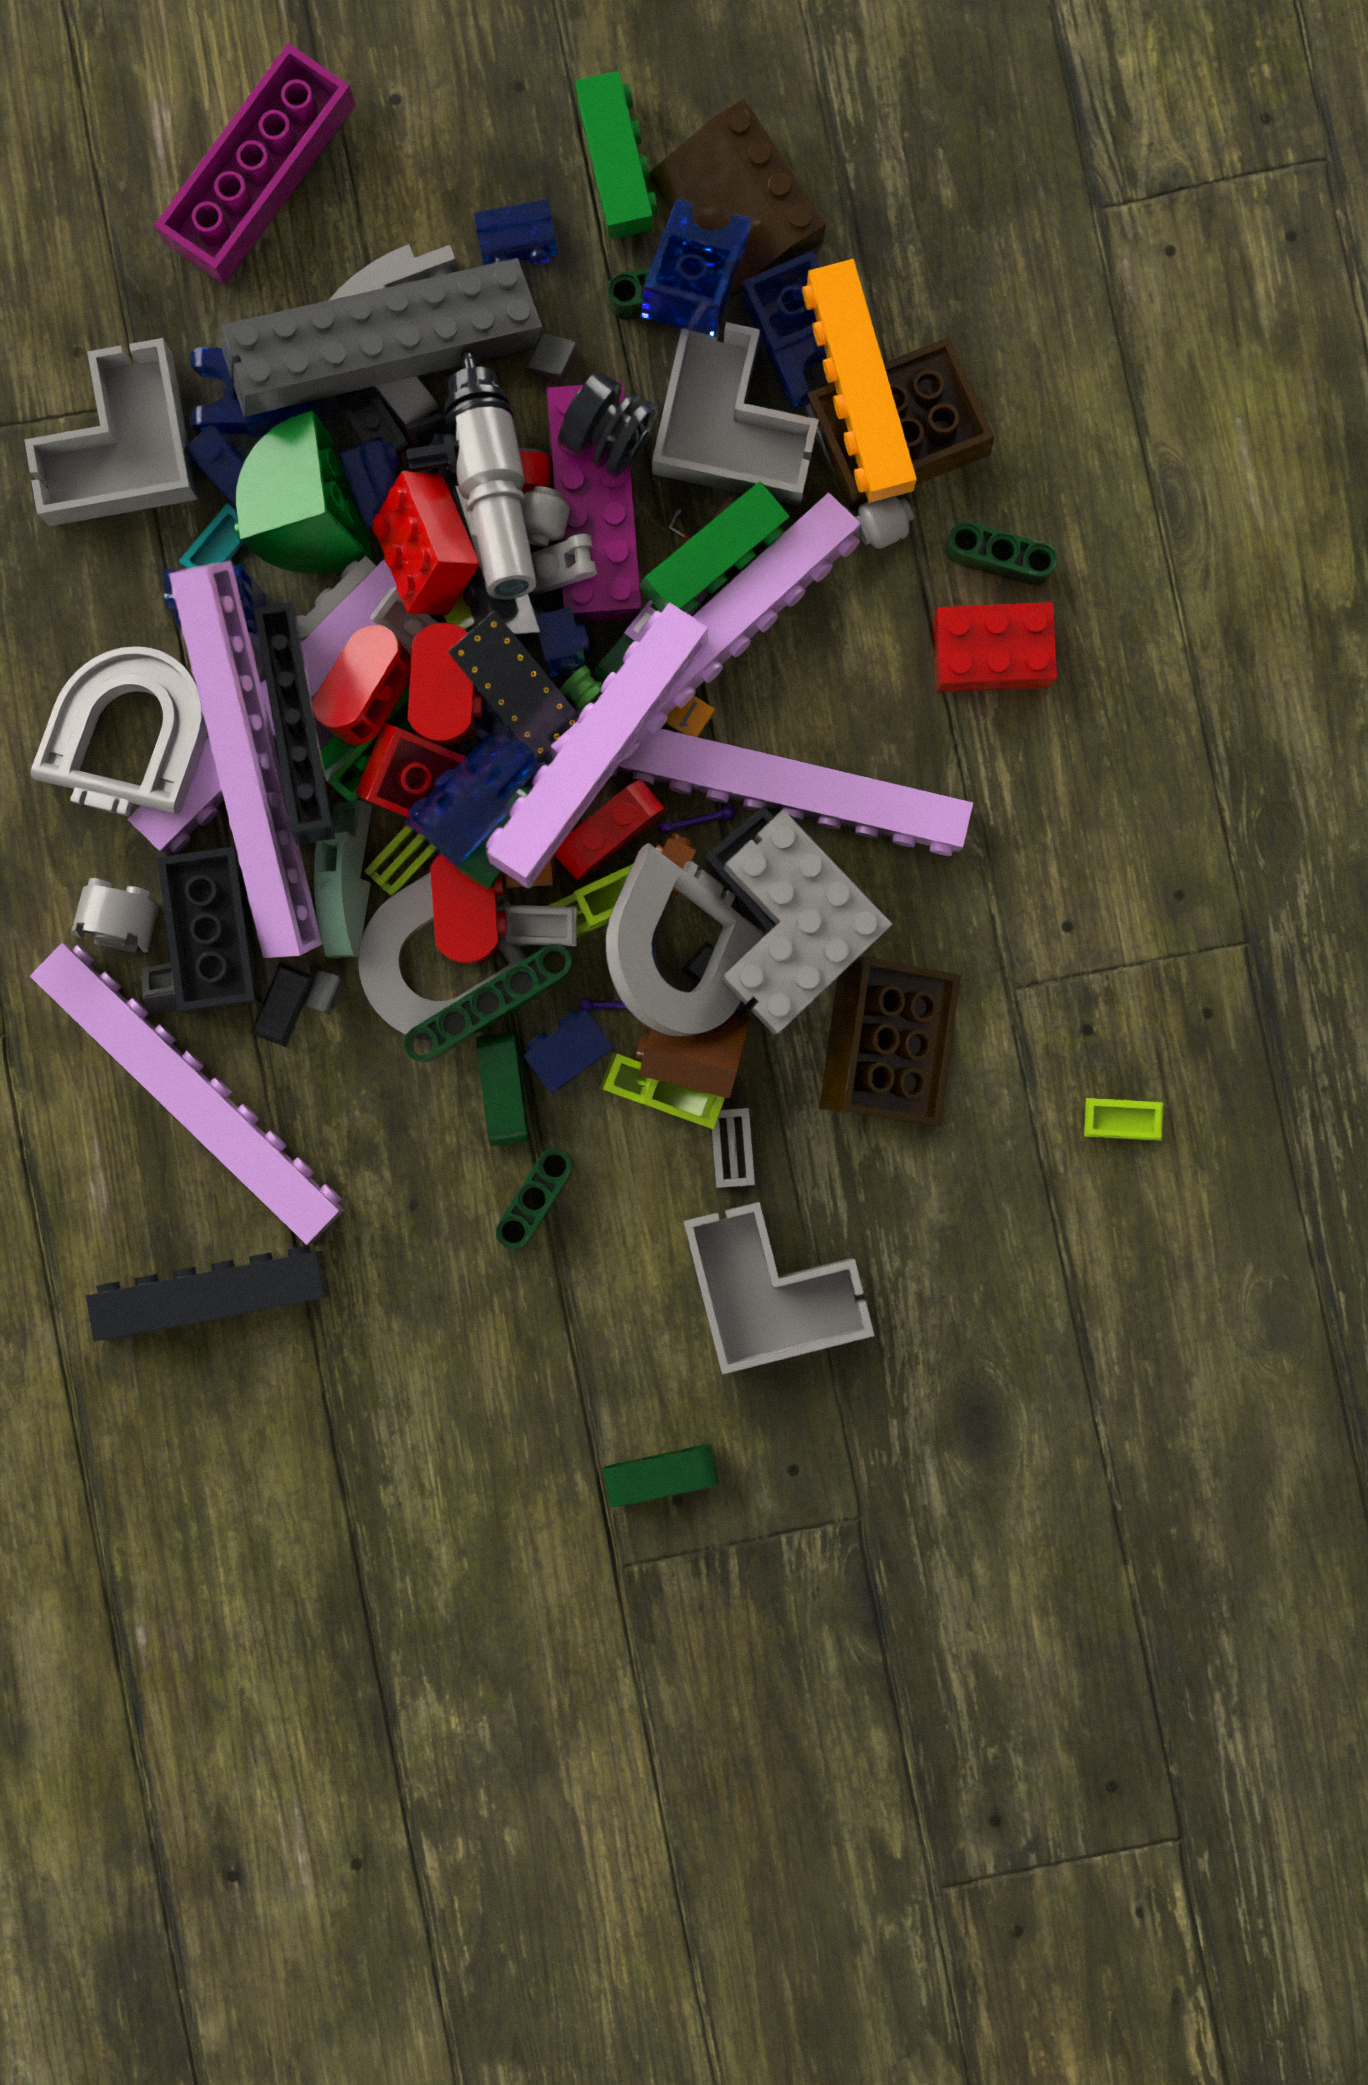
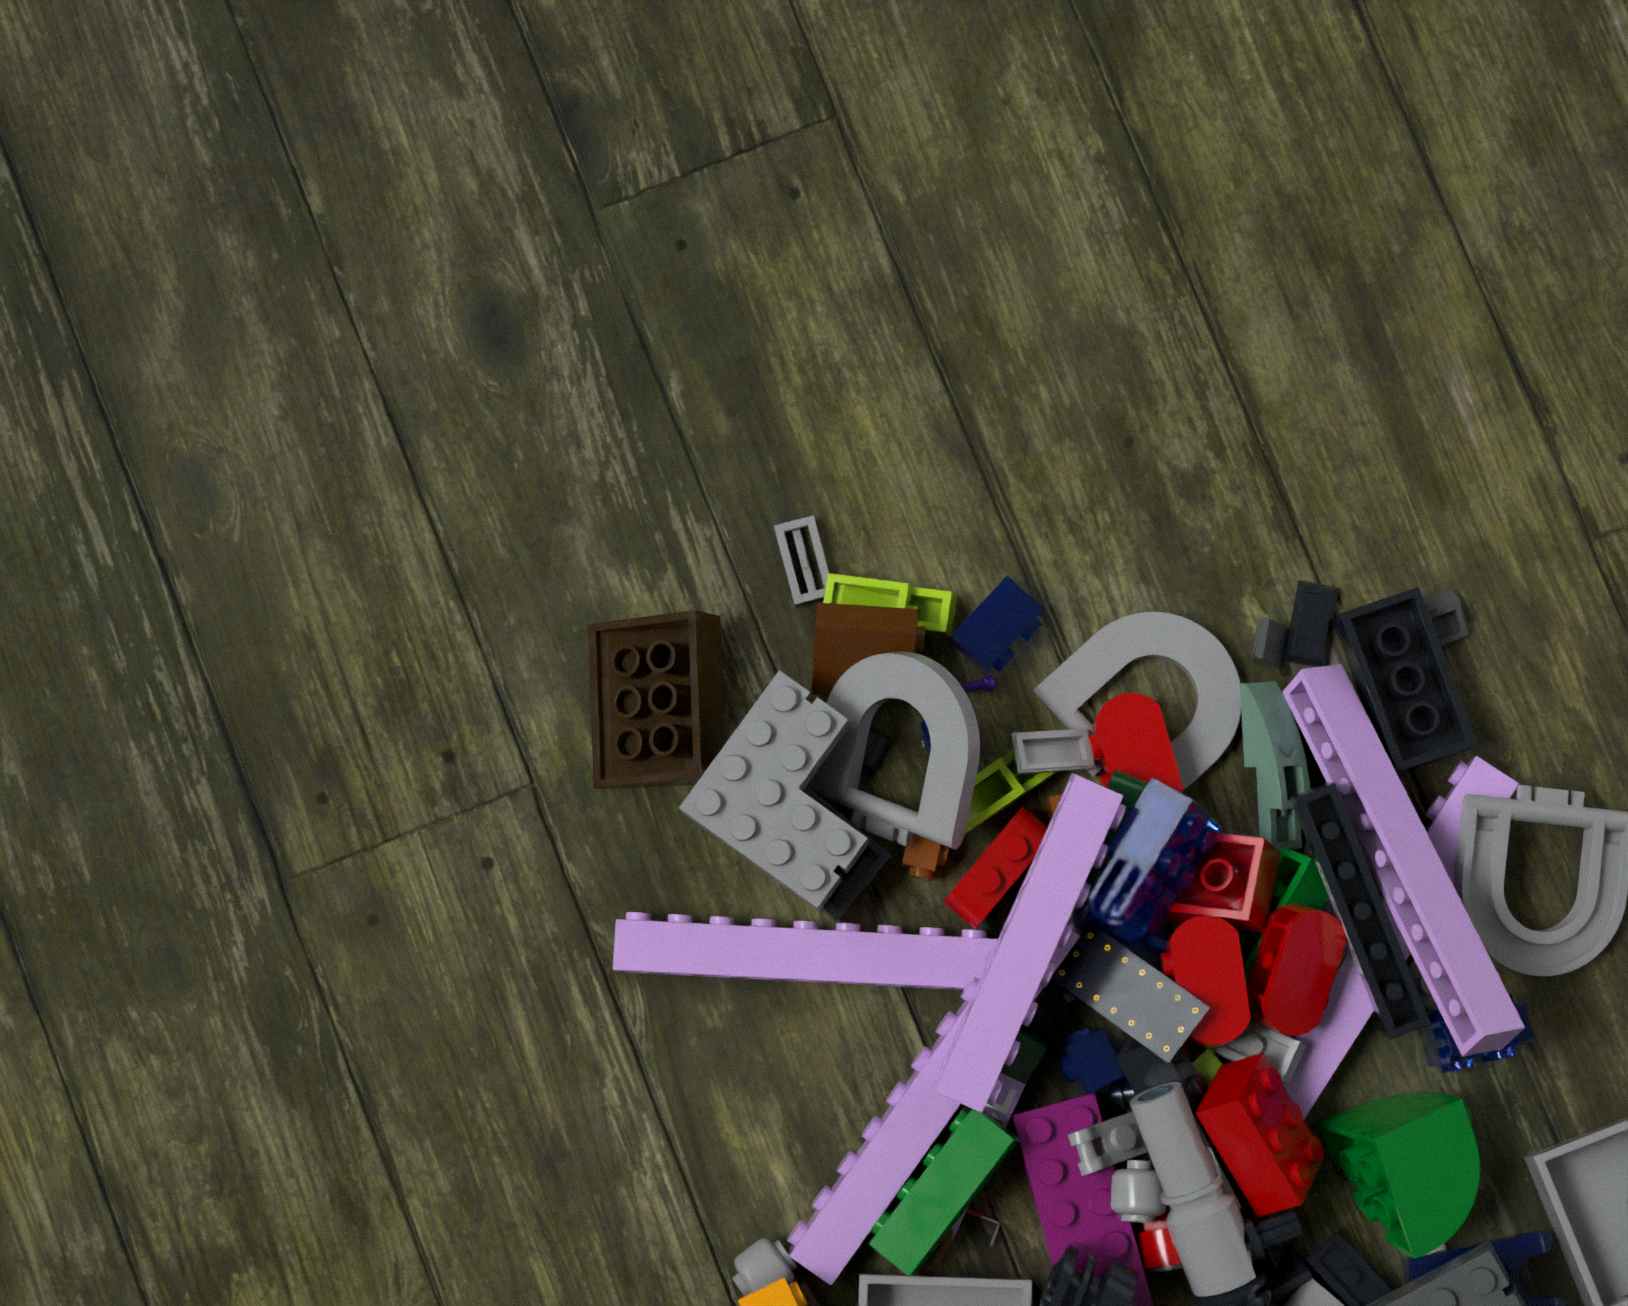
camera: 170 degrees right, 5 degrees down
(116, 916) = (1507, 676): light grey brick -> none
(187, 1093) = (1391, 511): lavender brick -> none
(207, 1295) = (1323, 307): black brick -> none
(216, 542) = (1494, 1106): teal tile -> none
(217, 460) = (1507, 1196): clear blue brick -> none
(331, 598) = (1351, 1067): light grey plate -> none
(370, 474) = (1337, 1211): clear blue brick -> none
(389, 850) = (1232, 775): lime tile -> none
(469, 1004) = (1105, 643): dark green beam -> none
(502, 1089) = (1059, 576): dark green beam -> none
(521, 1212) = (1007, 449): dark green beam -> none
(581, 688) = (1058, 1019): bright green wheel -> none
(660, 1475) = (816, 212): dark green beam -> none
(690, 718) = (932, 1011): light orange tile -> none
(726, 813) = (876, 917): dark purple hinge -> none
(767, 1315) = (741, 392): light grey piece -> none
(994, 647) = (617, 1148): red brick -> none
(1019, 548) = (607, 1260): dark green beam -> none
(1123, 1119) = (394, 666): lime tile -> none

